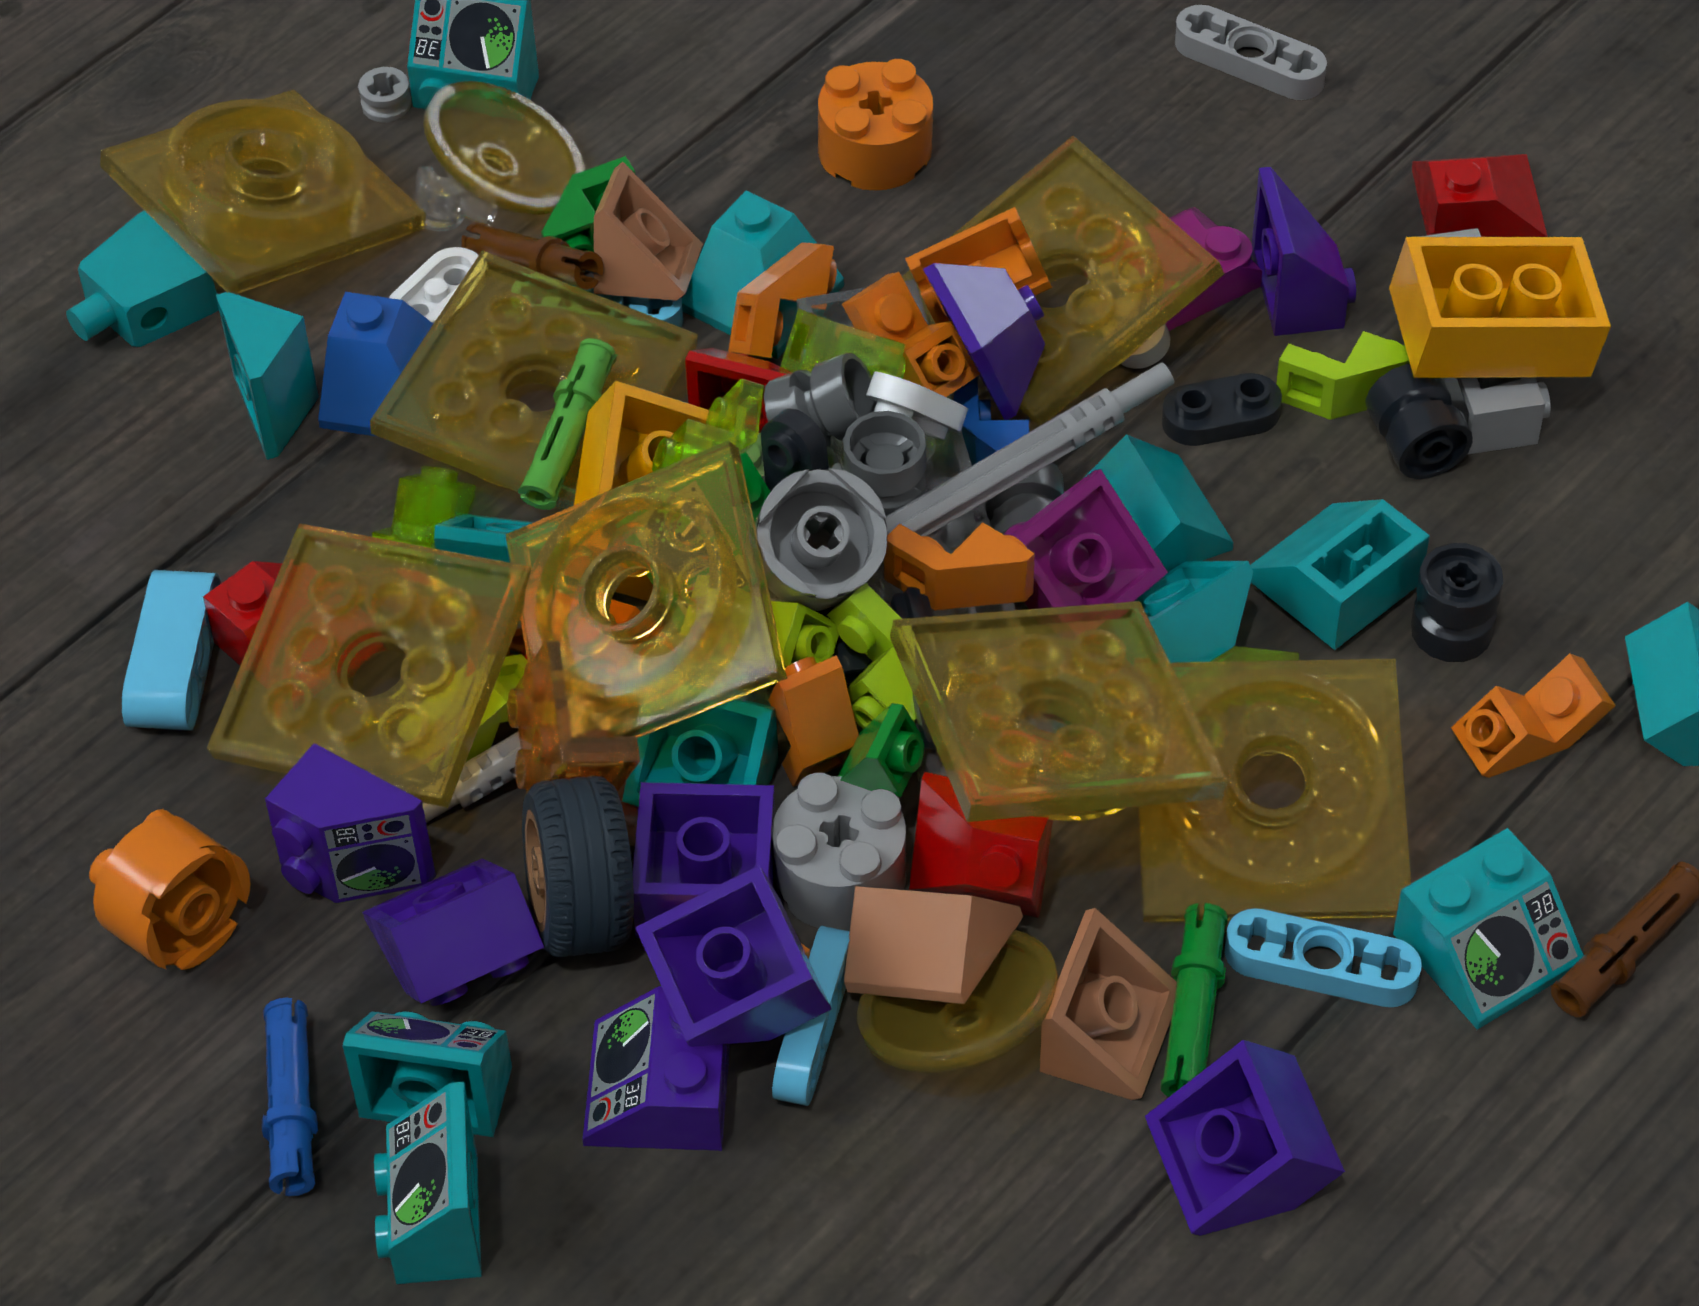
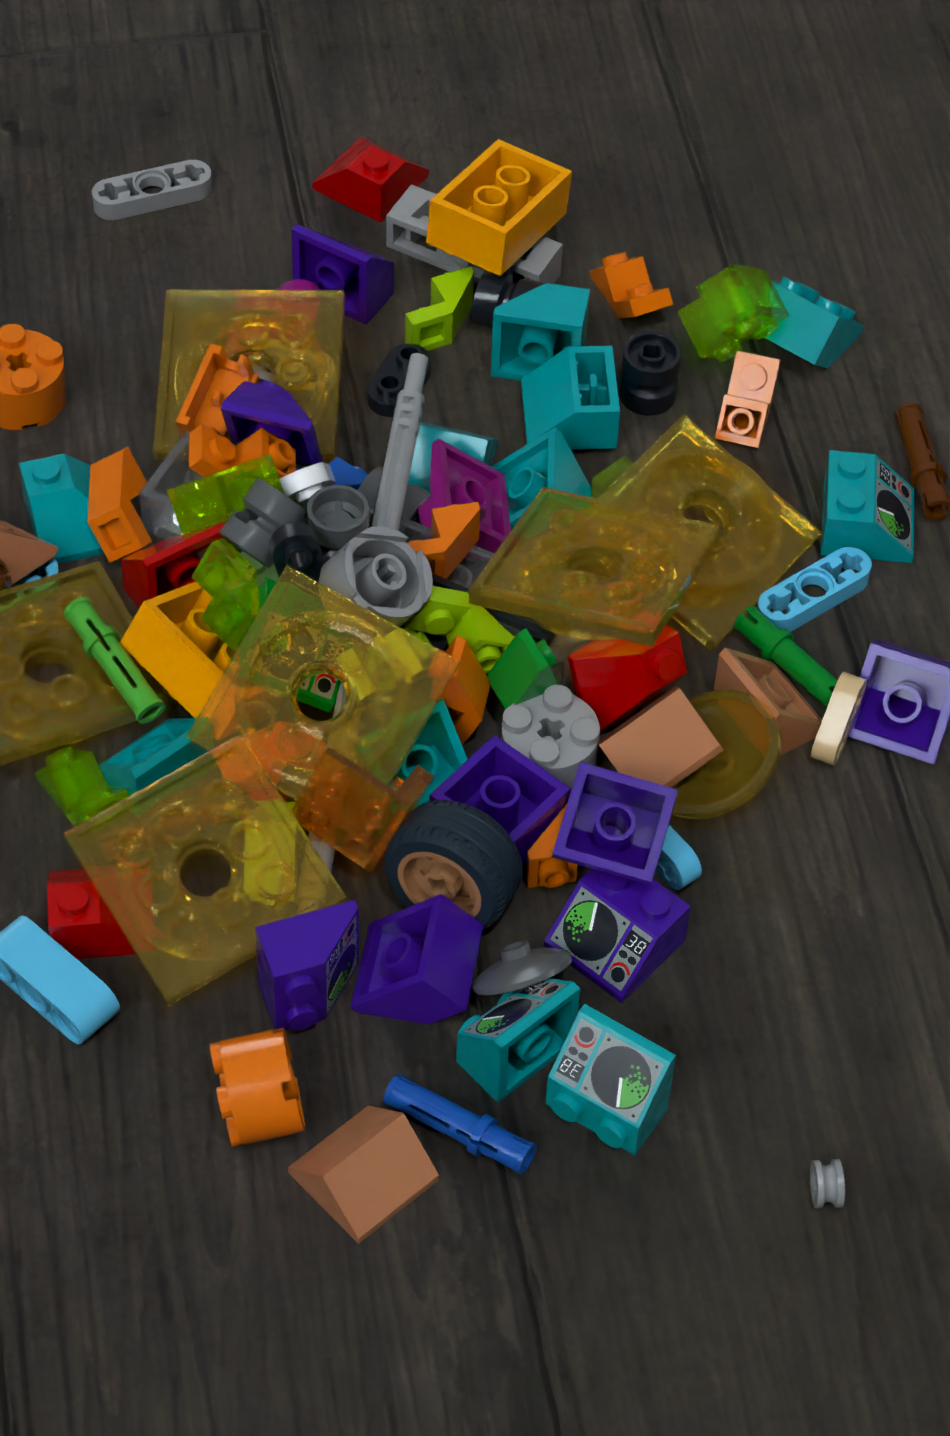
camera: 55 degrees left, 0 degrees up
(165, 1056) = (366, 1170): none -> nougat slope
(513, 1015) = (520, 968): none -> dark grey dish
(1137, 1089) = (838, 718): none -> tan beam
(1394, 457) = (537, 328): none -> teal slope
(1577, 507) = (628, 287): none -> orange slope
(1609, 604) = (732, 310): none -> clear neon green brick

